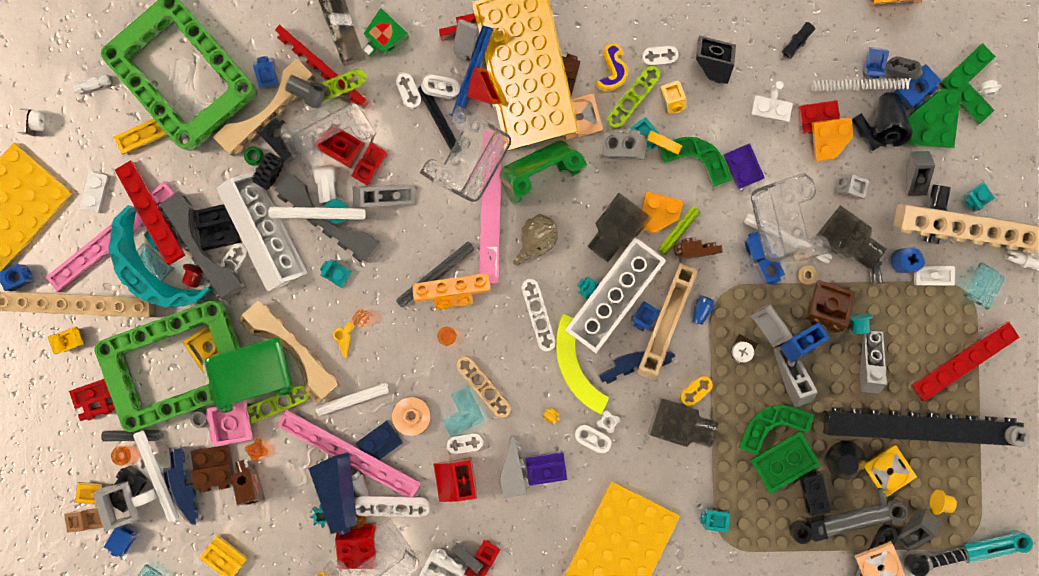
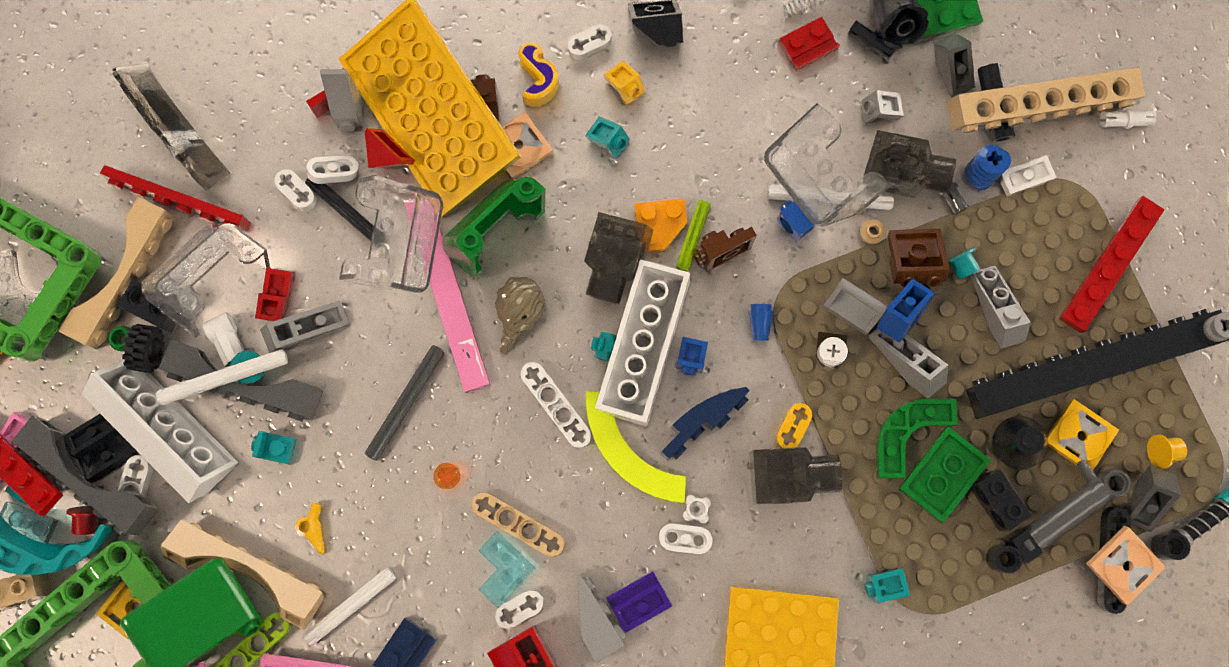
camera: 20 degrees left, 10 degrees down
(265, 71) = (105, 230): blue bracket -> none
(311, 92) = (168, 230): dark grey piece -> none
(333, 85) = (193, 211): lime beam -> none
(342, 148) = (230, 287): red slope -> none
(361, 318) = (325, 493): clear orange plate -> none
(383, 34) = (241, 133): green torso -> none
(411, 426) = (421, 602): light nougat dish -> none
(451, 291) = (433, 415): light orange bracket -> none
(475, 62) = (365, 121): blue axle -> none
(551, 416) = (619, 529): yellow plate -> none
(624, 148) = (580, 159): light grey brick -> none
(632, 96) = (574, 99): lime beam -> none
(664, 142) = (632, 133): yellow beam -> none
(667, 322) = (721, 350): tan arch -> none
(705, 153) = (680, 131): green plate -> none
(744, 166) = (741, 132): dark purple plate -> none
(762, 265) = (812, 242): blue brick -> none
(771, 107) = (747, 53): white plate -> none
(831, 137) = (832, 60): light orange plate -> none
(978, 197) = (1037, 66): teal bracket -> none
(984, 286) = (1092, 166): clear light blue plate -> none

